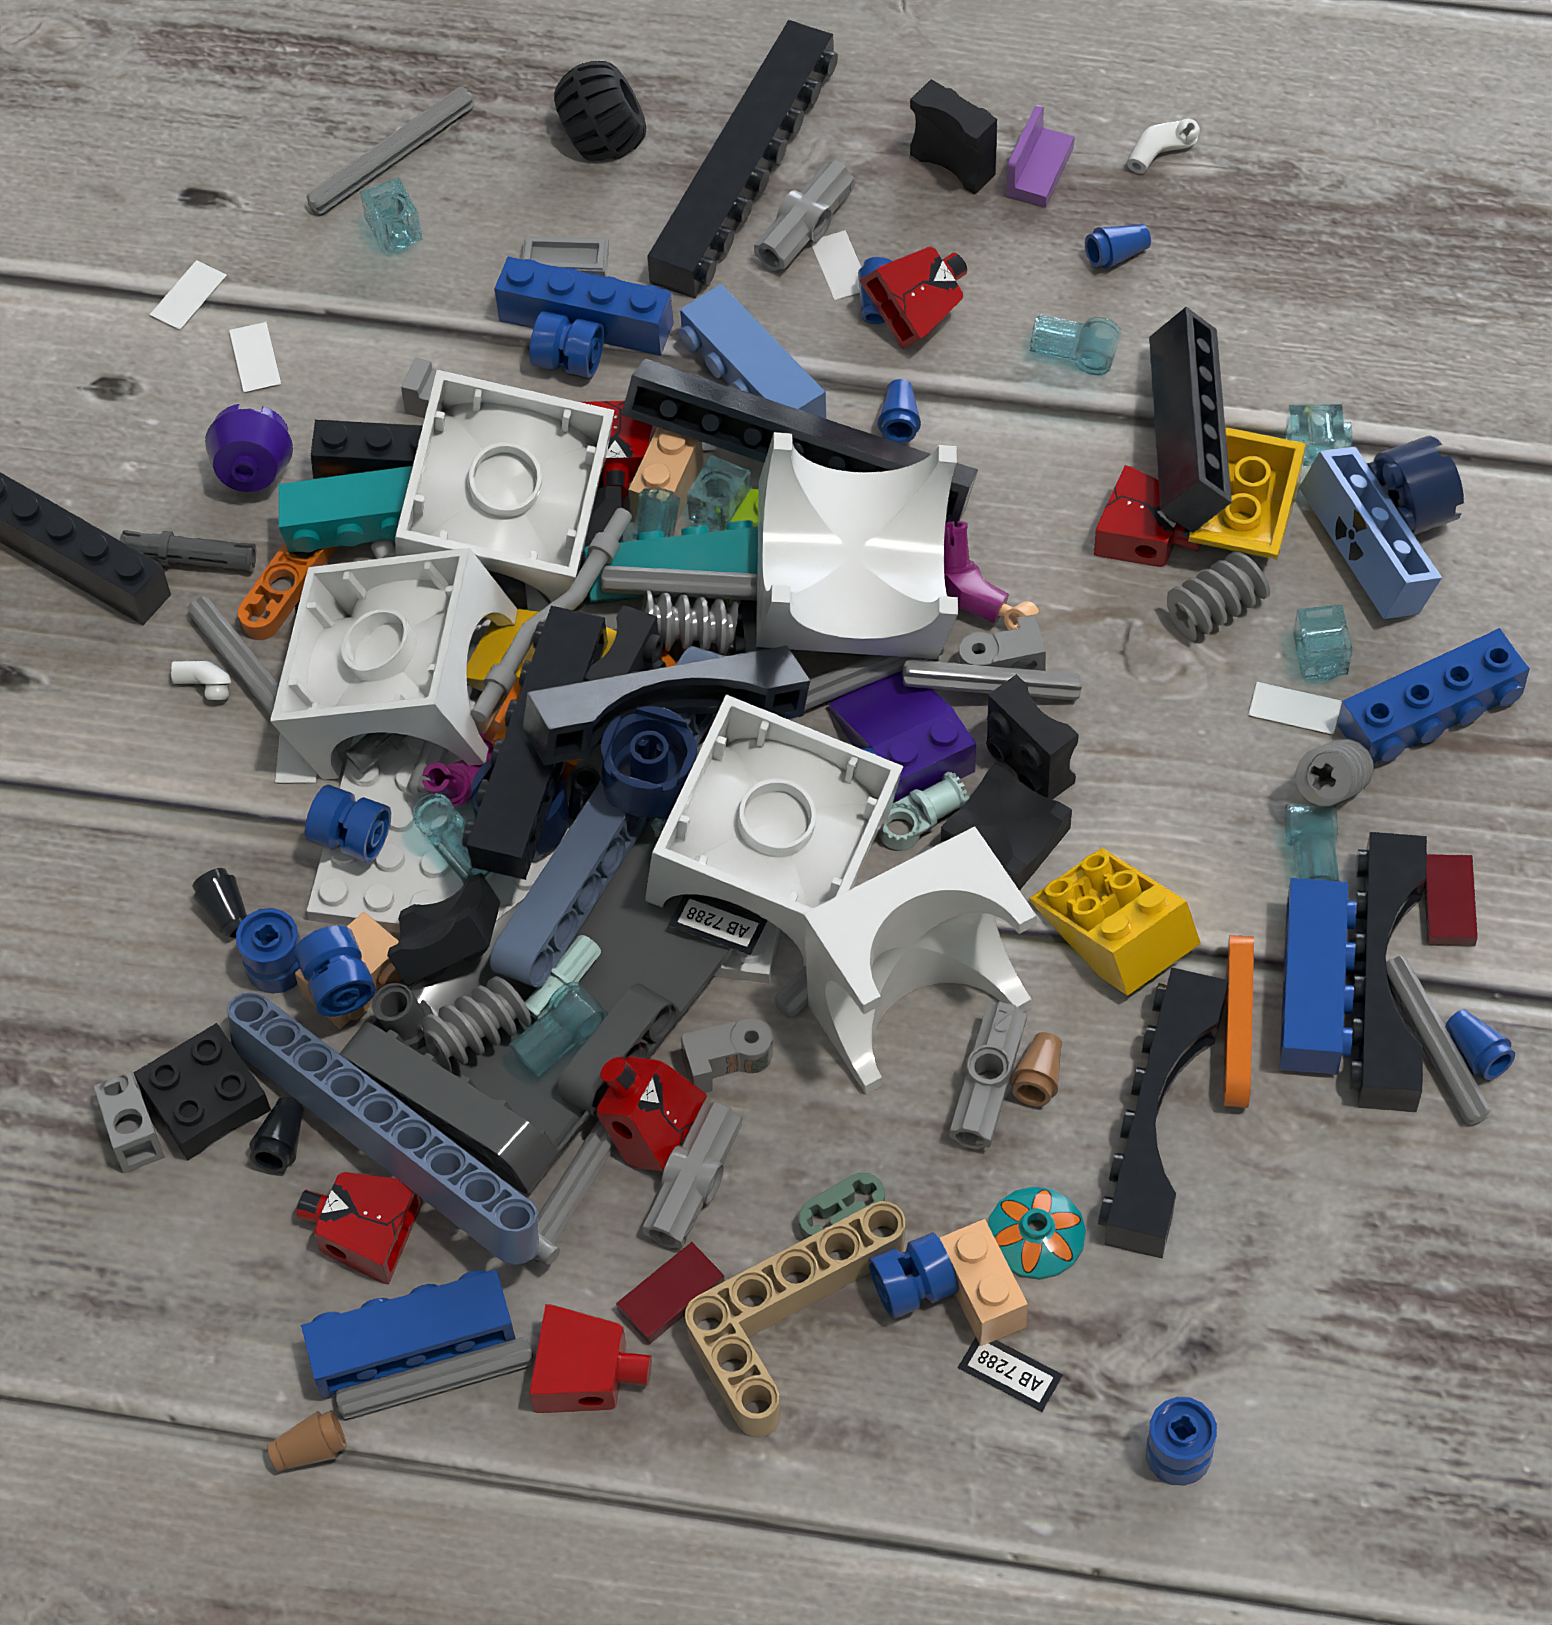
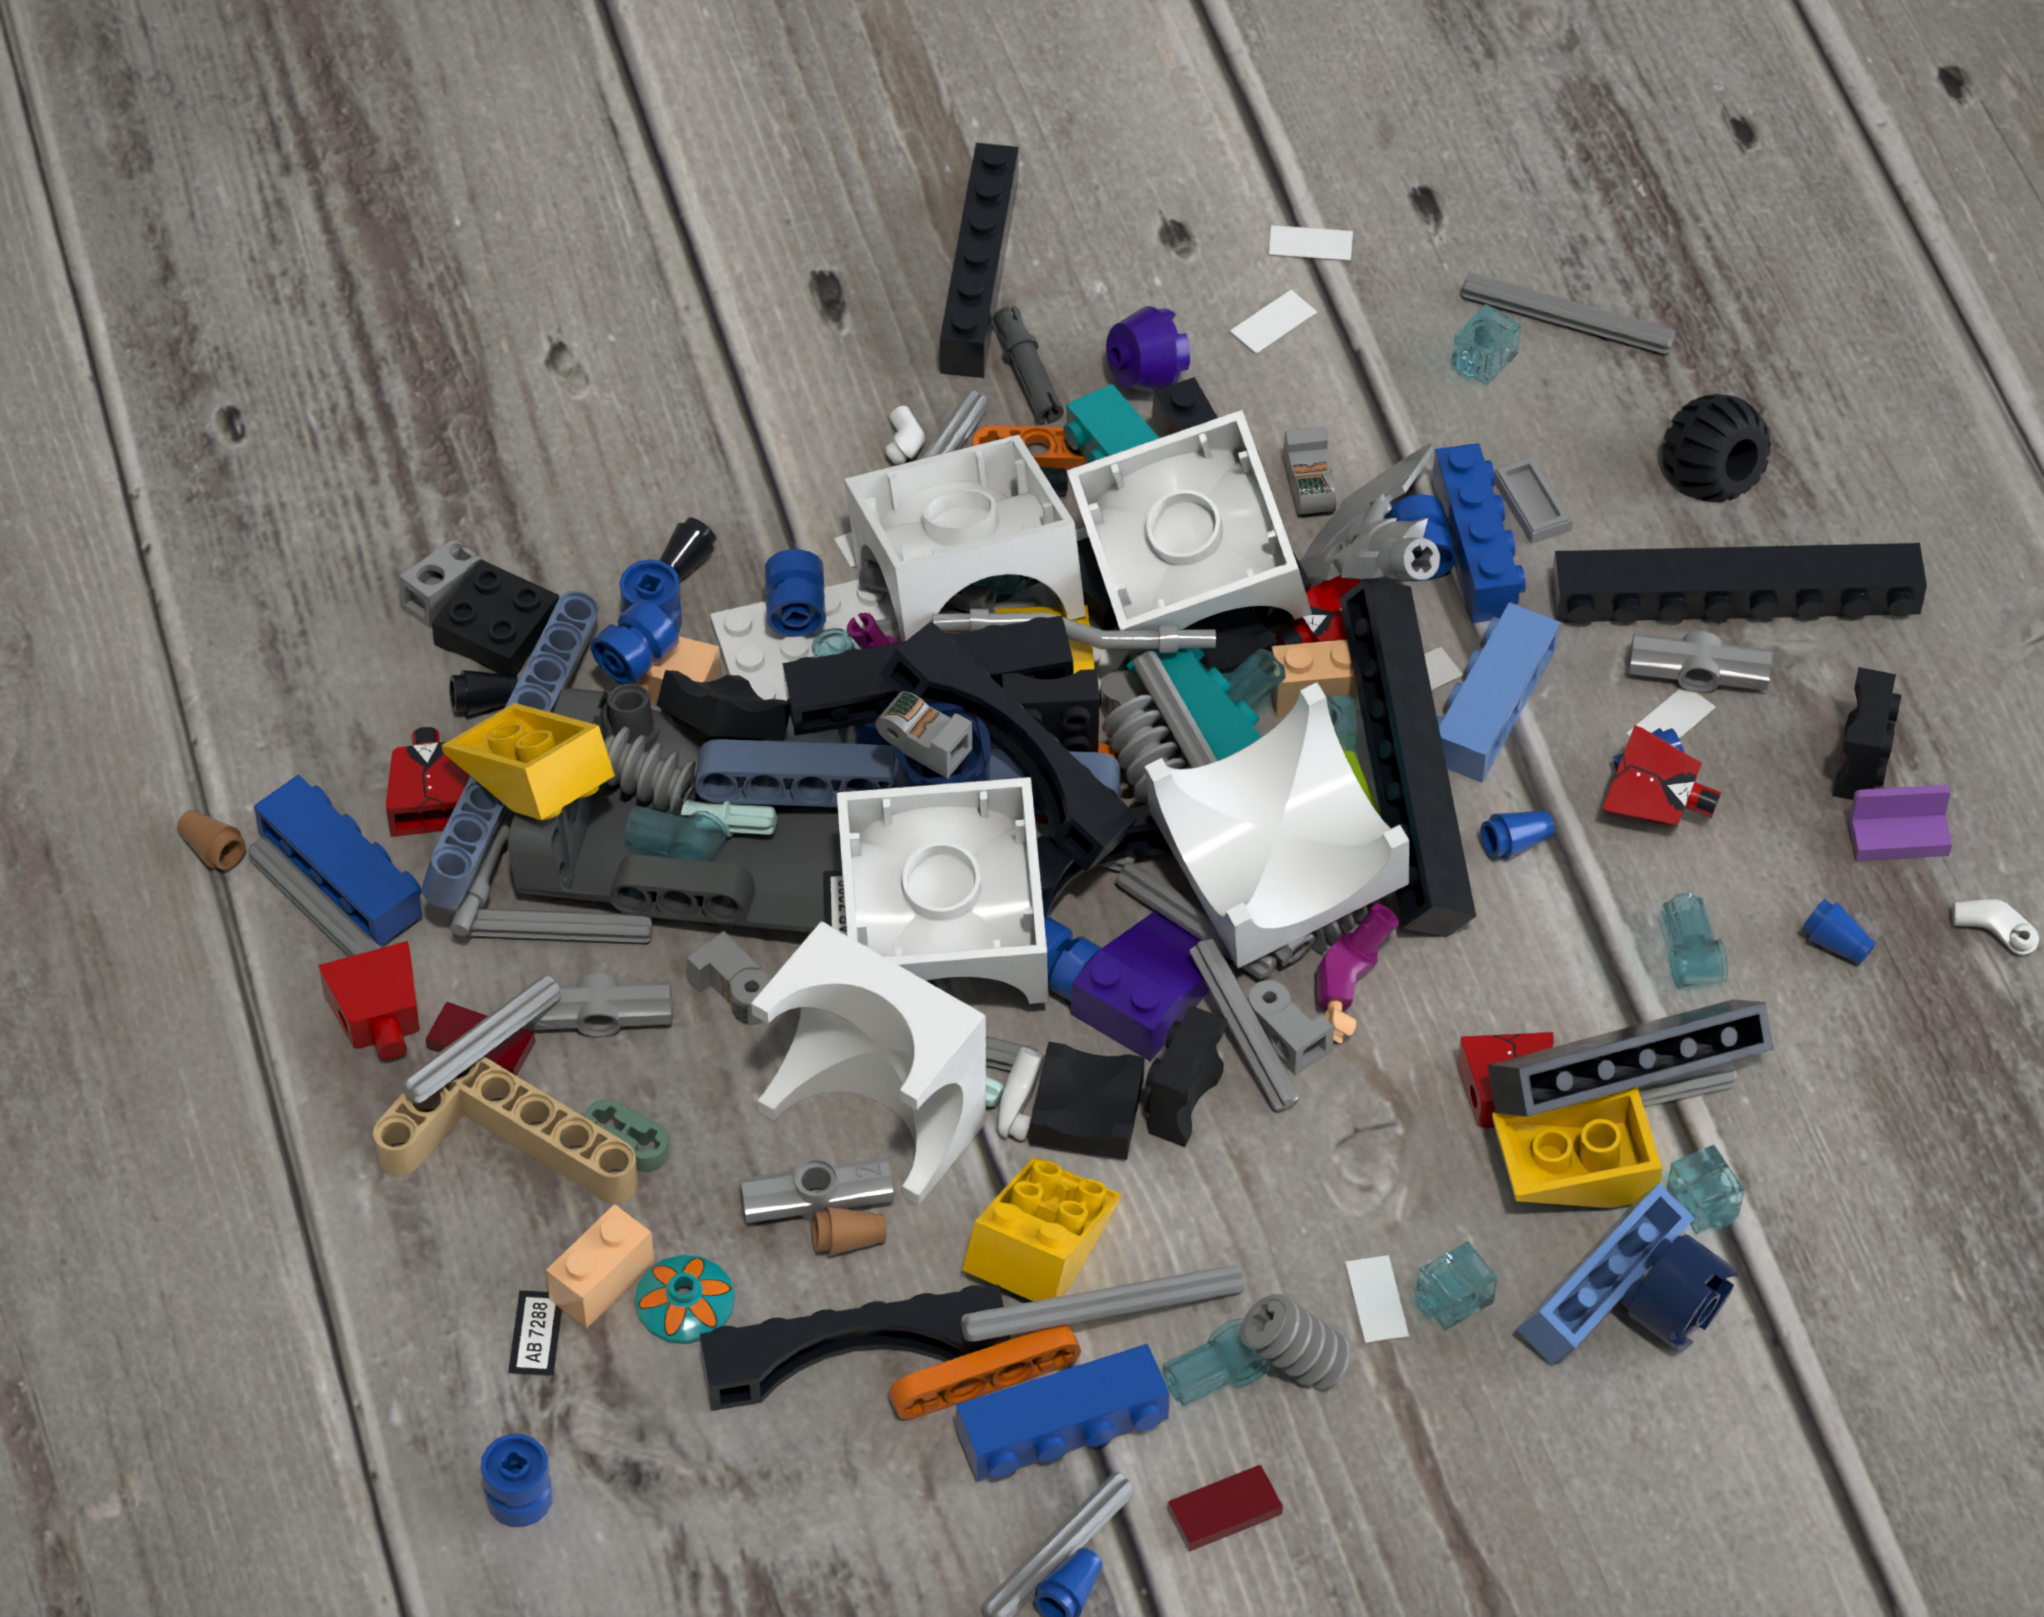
camera: 60 degrees right, 5 degrees down
(436, 1099) = (533, 759): none -> yellow slope
(507, 355) = (1380, 544): none -> light grey piece
(642, 749) = (926, 733): none -> light grey leg
(647, 1109) = (637, 934): red torso -> none
(700, 1279) = (481, 1039): none -> light grey axle
(924, 810) = (1076, 1029): light aqua connector -> none
(930, 1279) = (572, 1201): blue wheel -> none
(1215, 593) = (1456, 1175): light grey piece -> none
(1225, 900) = (1102, 1303): none -> light grey axle
(1389, 1054) = (1203, 1446): black arch -> none
(1435, 696) = (1447, 1406): blue brick -> none

